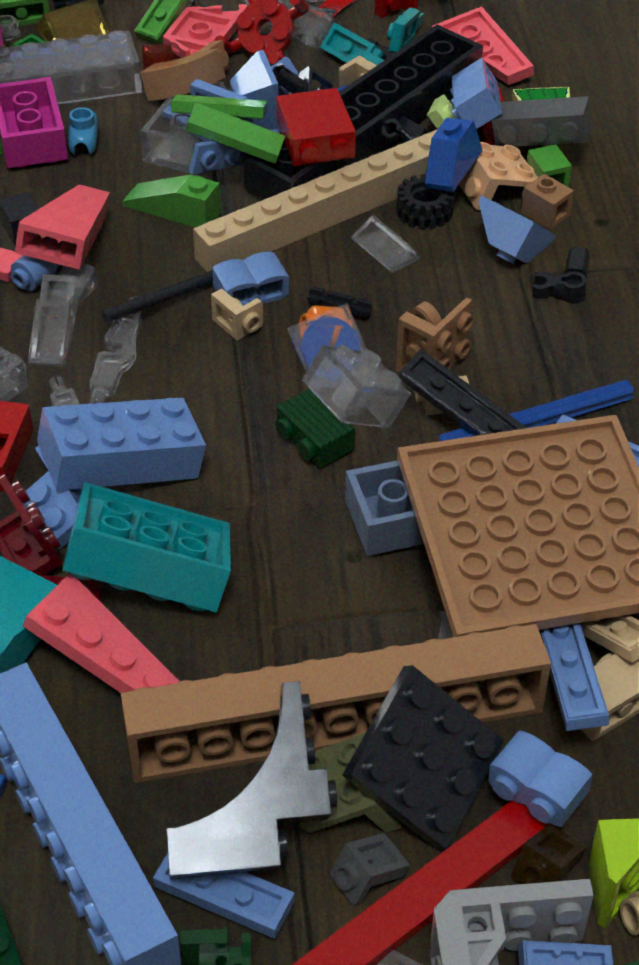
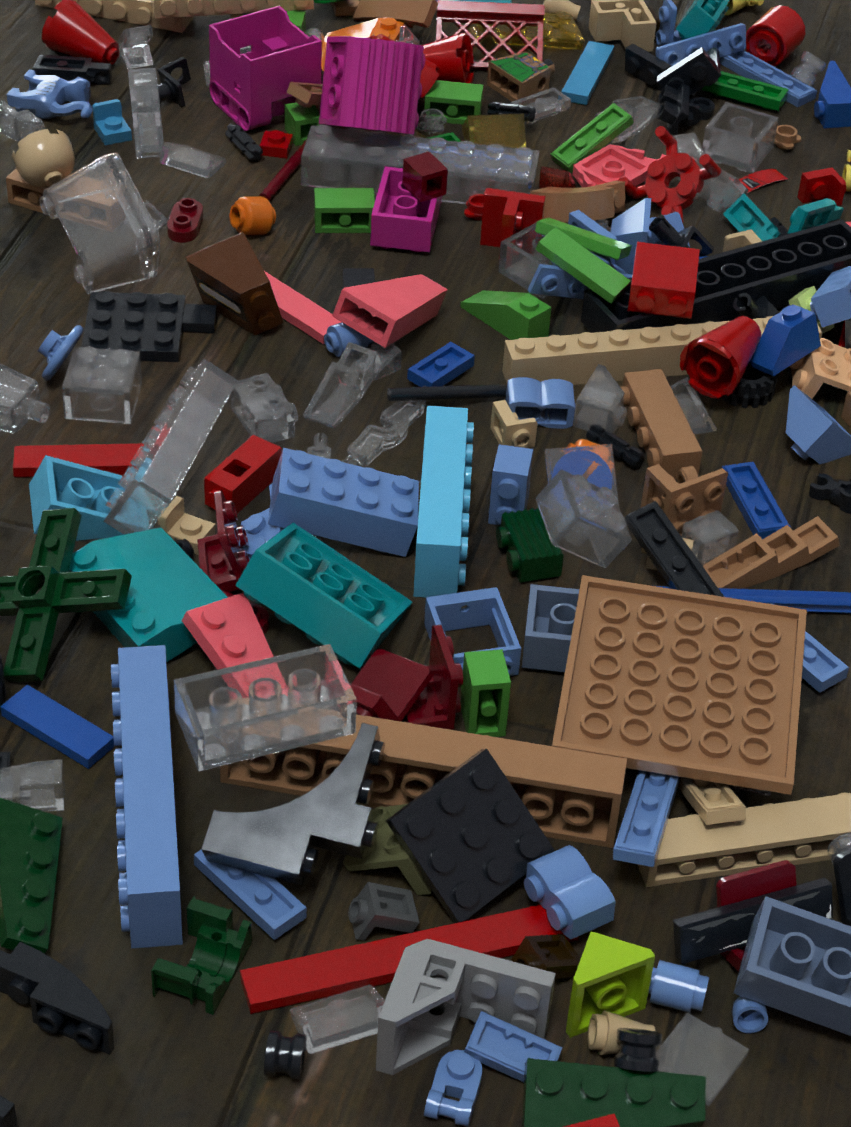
camera: 20 degrees right, 5 degrees down
(39, 85) = (424, 176): none -> dark red brick
(83, 129) = (454, 228): dark azure piece -> none
(95, 100) = (474, 207): none -> red plate
(133, 103) = (508, 214): none -> red bracket
(138, 272) = (441, 366): none -> blue plate
(171, 700) = (265, 707): none -> clear brick
(233, 450) = (444, 502): none -> medium azure brick
(251, 630) = (389, 685): none -> dark red bracket
(270, 372) = (510, 481): none -> medium blue brick
(302, 612) = (440, 697): none -> dark red bracket
(304, 508) = (482, 609): none -> medium blue window
(308, 263) = (600, 402): none -> clear slope
(356, 598) = (485, 693): none -> bright green brick
(370, 267) = (660, 422): none -> medium nougat brick
(402, 188) = (720, 357): none -> red cone
(480, 364) = (711, 535): none -> clear brick
(493, 318) = (754, 499): none -> blue tile
(536, 367) = (767, 558): none -> medium nougat slope

